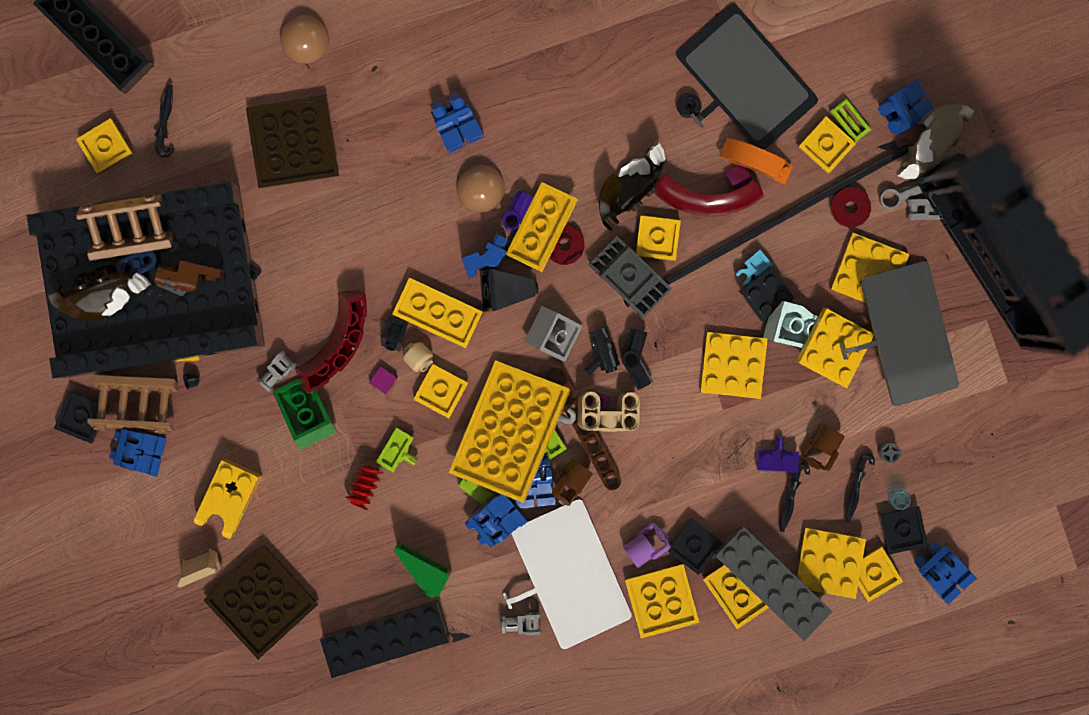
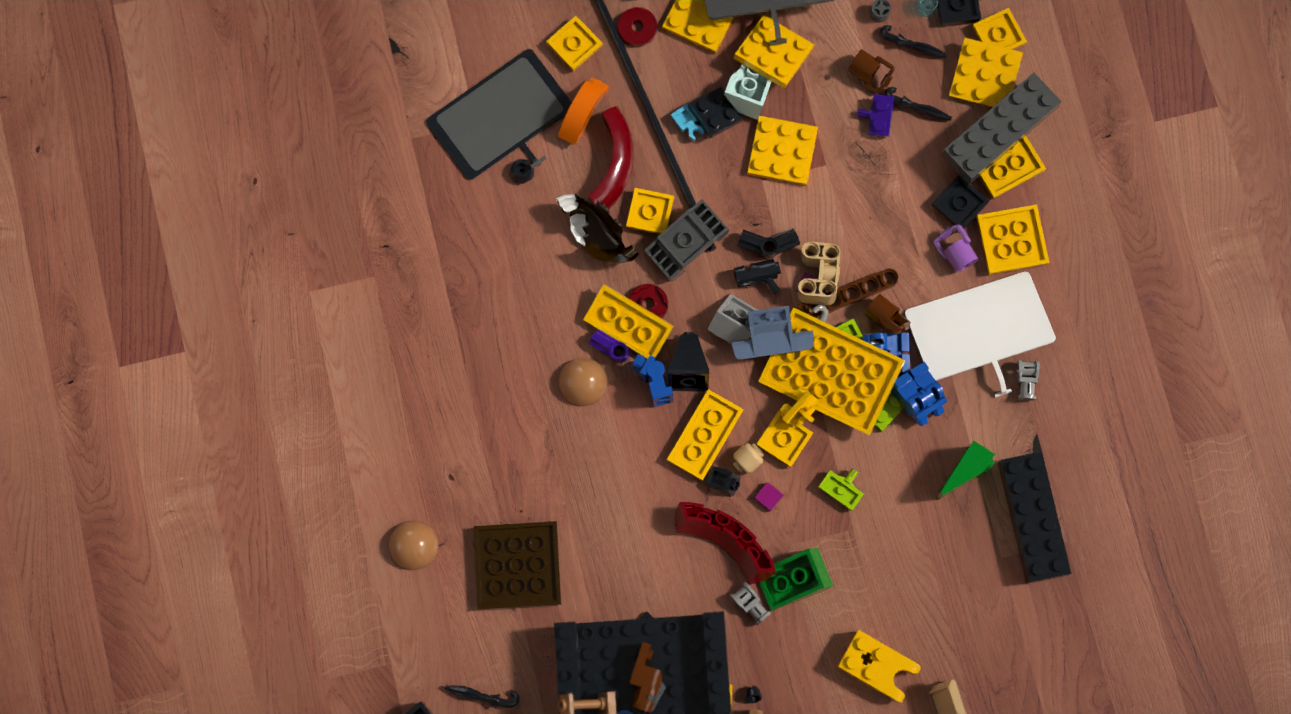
camera: 85 degrees left, 10 degrees down
(261, 602) = (988, 643): dark brown plate -> none
(363, 486) = (876, 525): red piece -> none
(454, 115) = (507, 399): blue hips -> none
(465, 405) = (801, 410): none -> yellow hips
(539, 369) = (772, 335): none -> sand blue plate
(738, 176) = (596, 129): magenta tile -> none
(838, 118) = (558, 25): lime tile -> none

